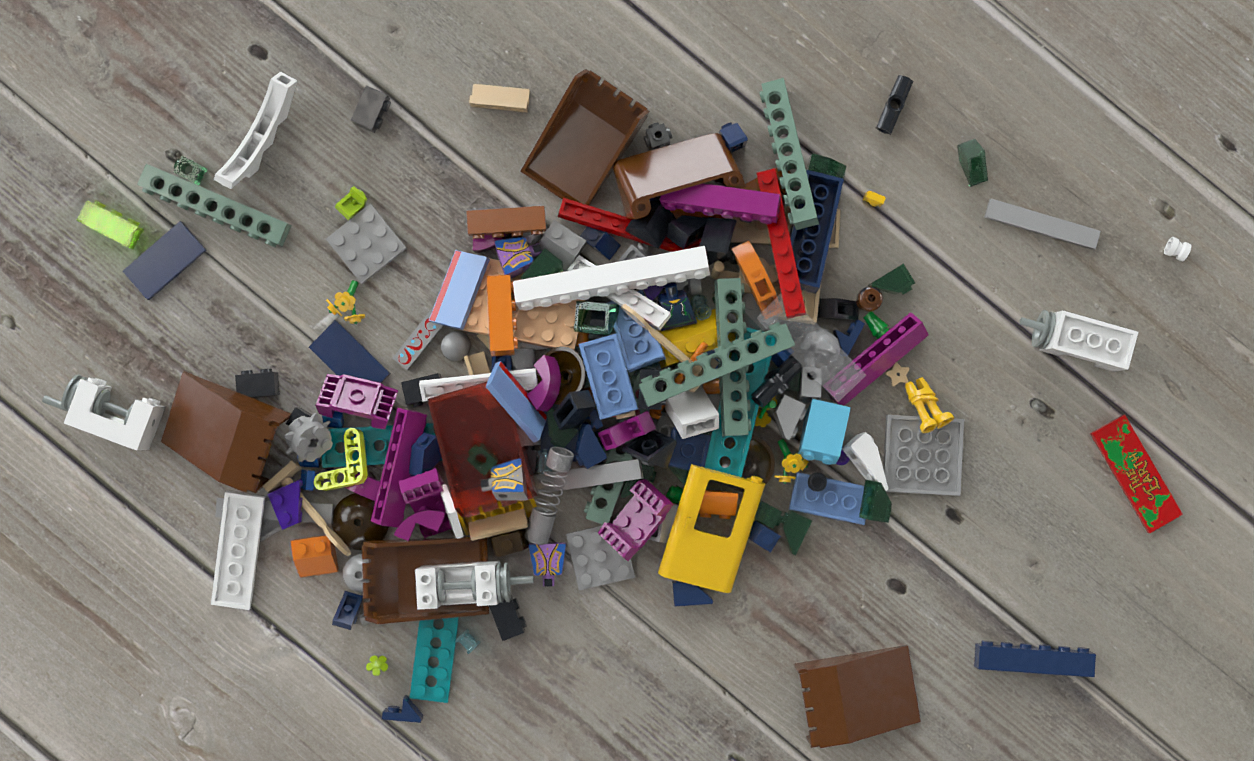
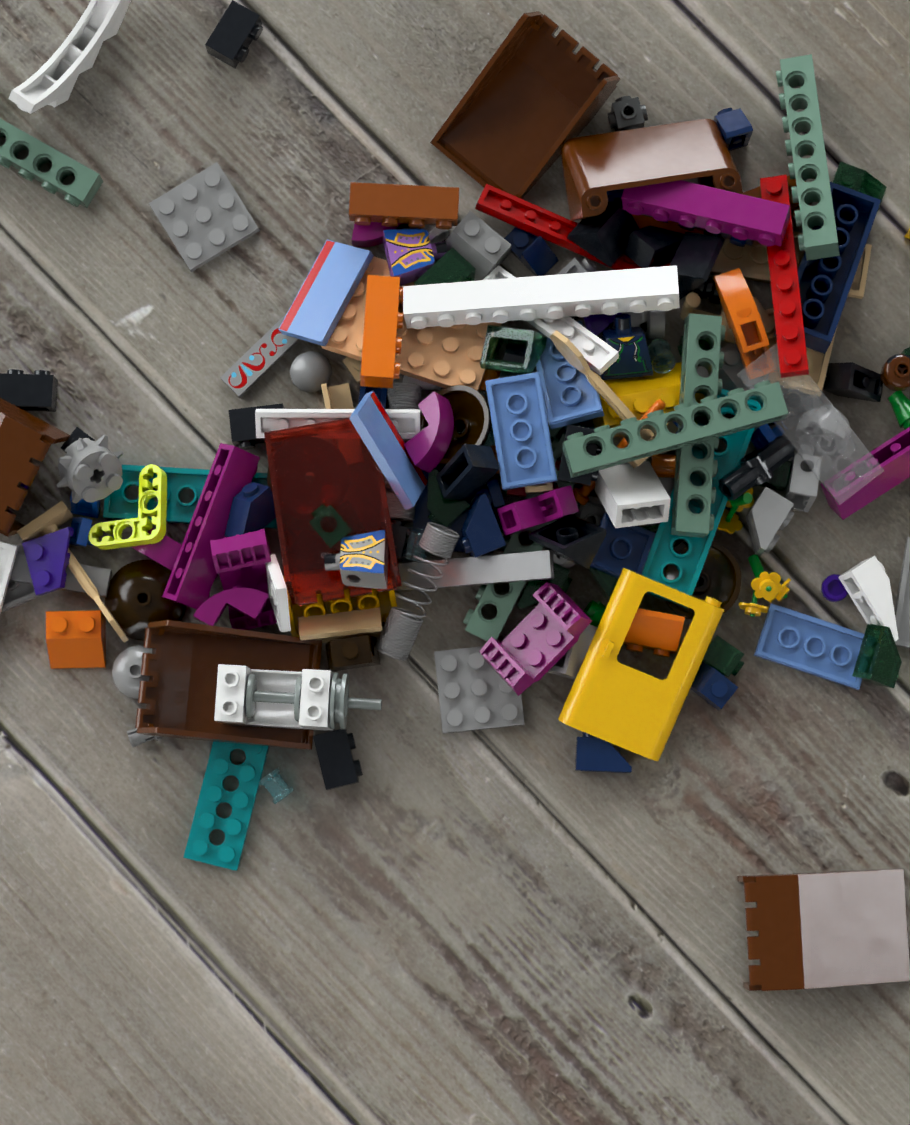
camera: 15 degrees right, 5 degrees down
(336, 421) = (131, 449): blue tile -> none
(345, 302) = (166, 289): yellow plant -> none
(346, 355) = (160, 374): dark blue tile -> none
(348, 610) = (113, 721): dark blue slope -> none
(351, 203) = (191, 158): lime bracket -> none
(356, 398) = (164, 423): magenta plate -> none
(377, 664) = (144, 804): lime plant -> none
(408, 713) = (180, 876): dark blue slope -> none
(499, 98) = (414, 40): tan panel -> none
(548, 560) = (404, 685): torso -> none
(794, 529) = (759, 683): clear green slope -> none
(817, 481) = (798, 619): black plate -> none
(823, 431) = (815, 546): medium azure slope -> none
(847, 342) = (861, 426): dark blue slope -> none

